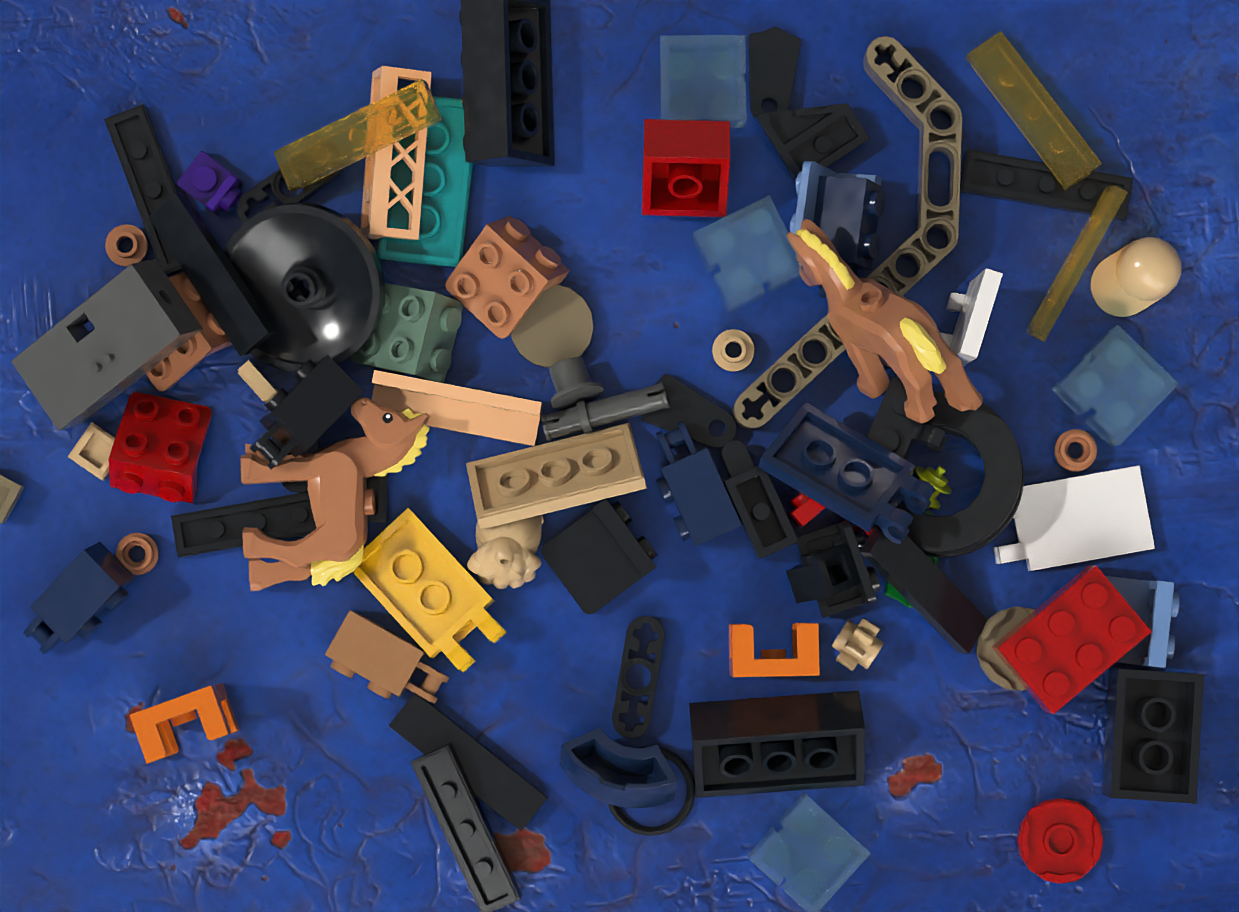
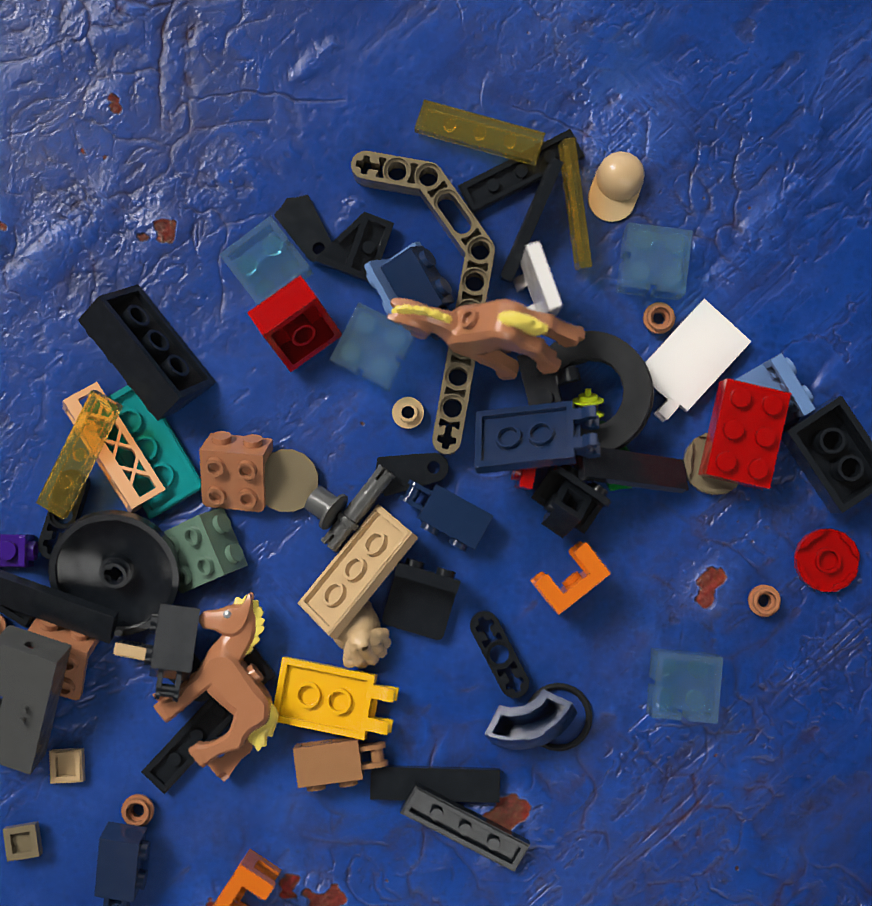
camera: 35 degrees left, 0 degrees up
(159, 447) = (101, 736): red bracket -> none
(461, 407) = (268, 572): light nougat fence -> none
(756, 502) = (491, 495): black brick -> none
(777, 743) = (614, 630): black slope -> none
(857, 644) = (617, 534): tan gear -> none
(972, 839) = (773, 603): none -> nougat plate
(1016, 244) = (531, 220): none -> black tile

